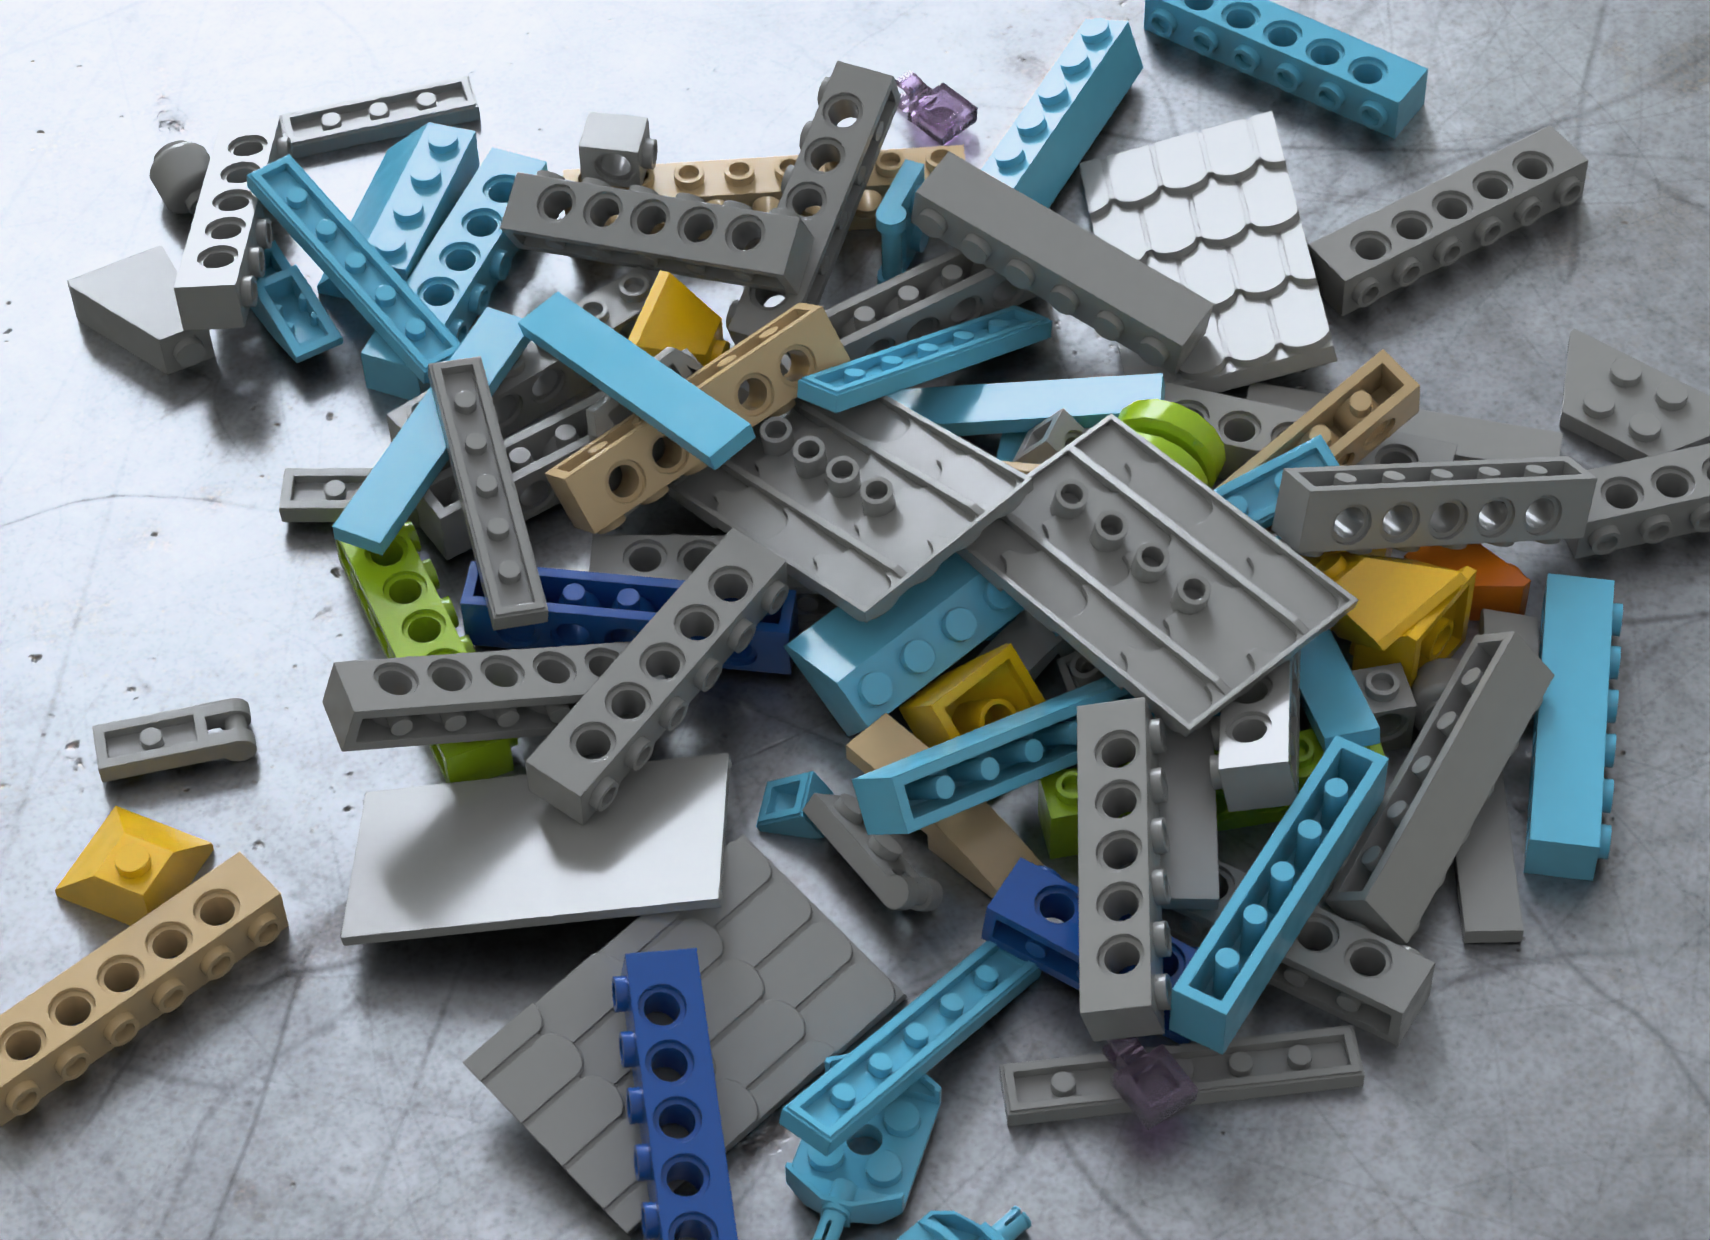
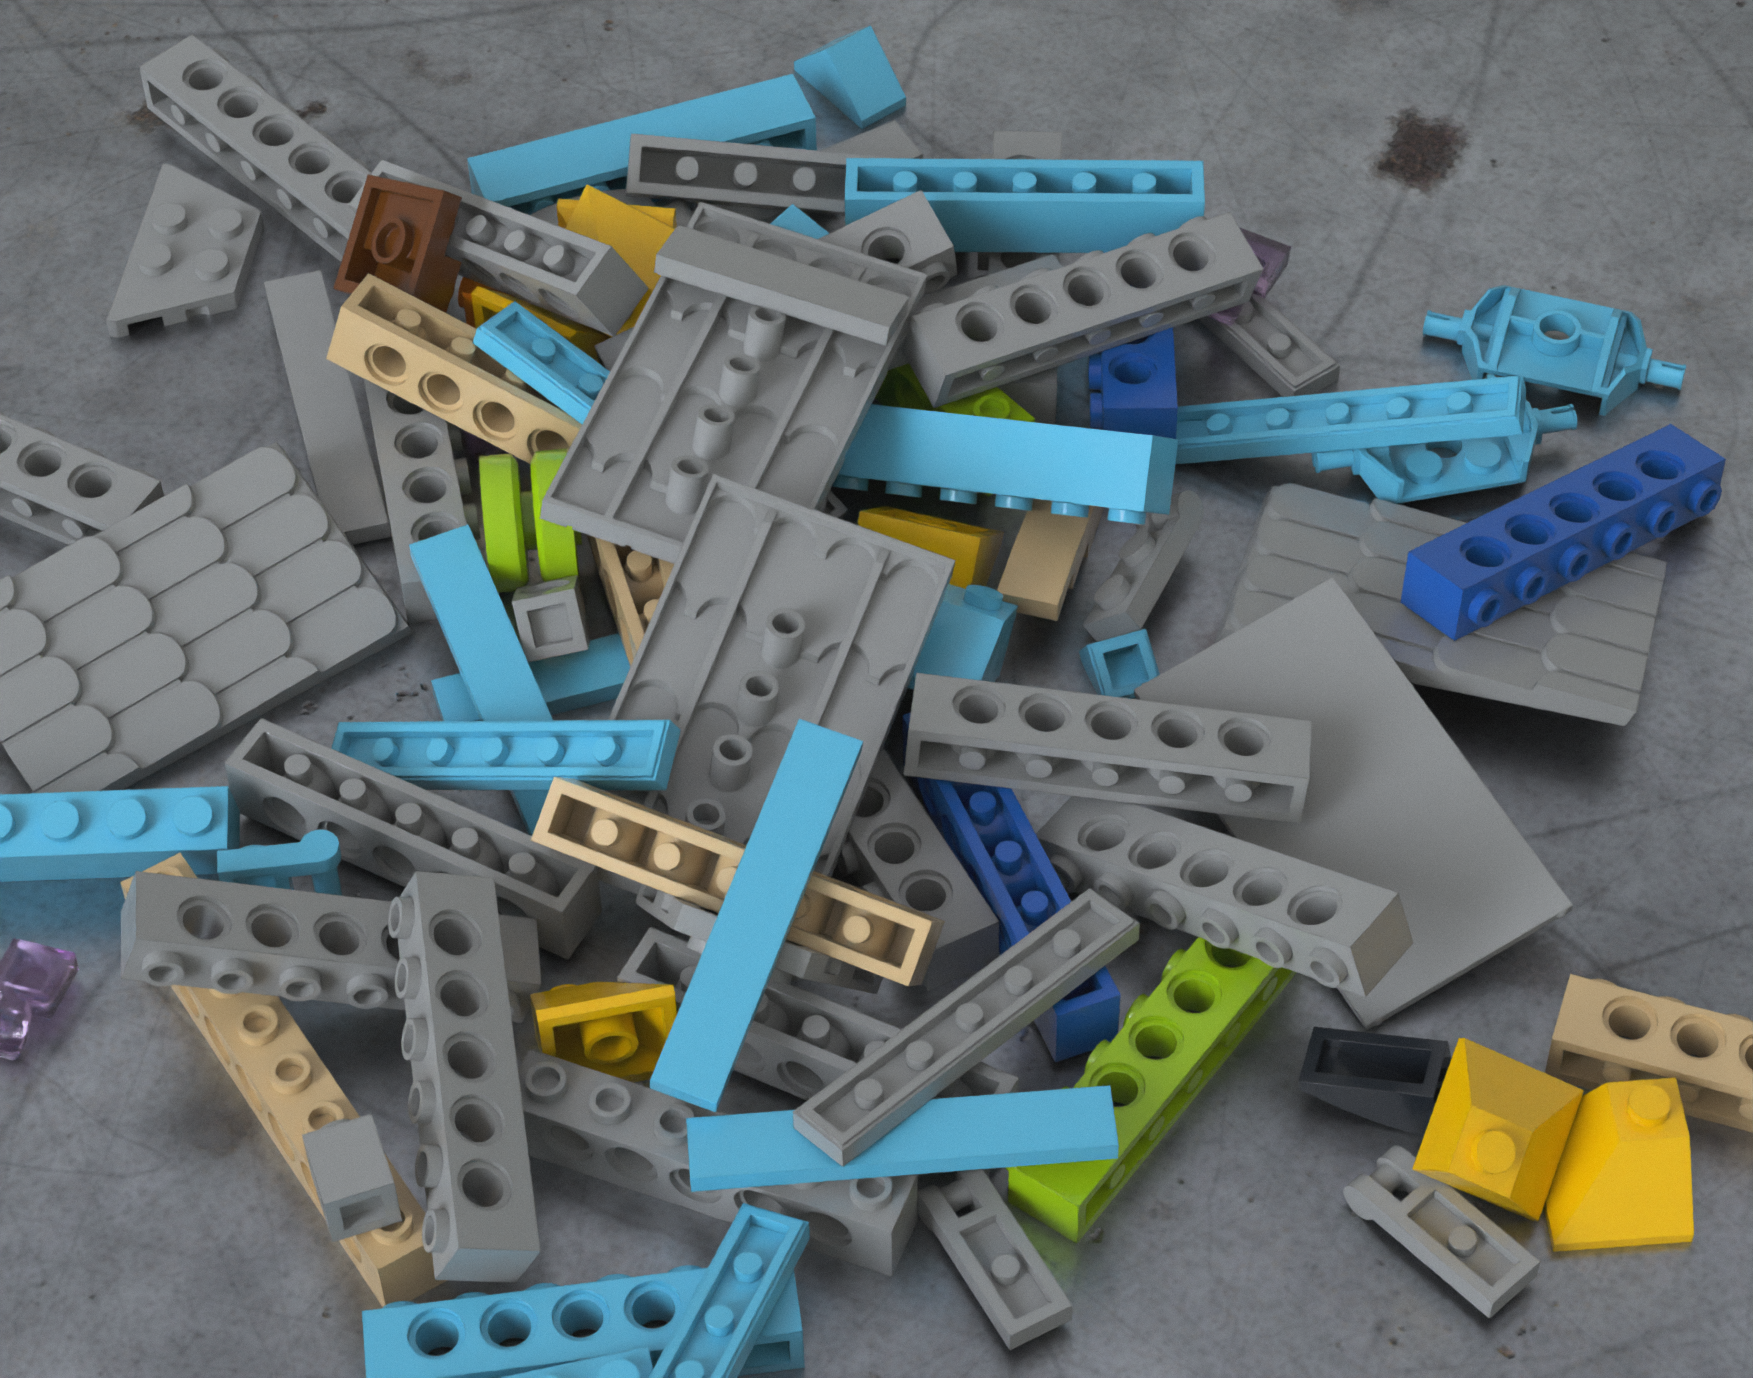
camera: 120 degrees left, 0 degrees up
(185, 767) = (1498, 1129): none -> yellow slope
(278, 787) = (1376, 1075): none -> black slope
(1061, 263) = (302, 684): light grey brick -> none
(1219, 608) = (781, 285): none -> light grey tile
(1459, 439) = (402, 240): none -> reddish brown plate
(1609, 926) = (854, 77): none -> medium azure slope

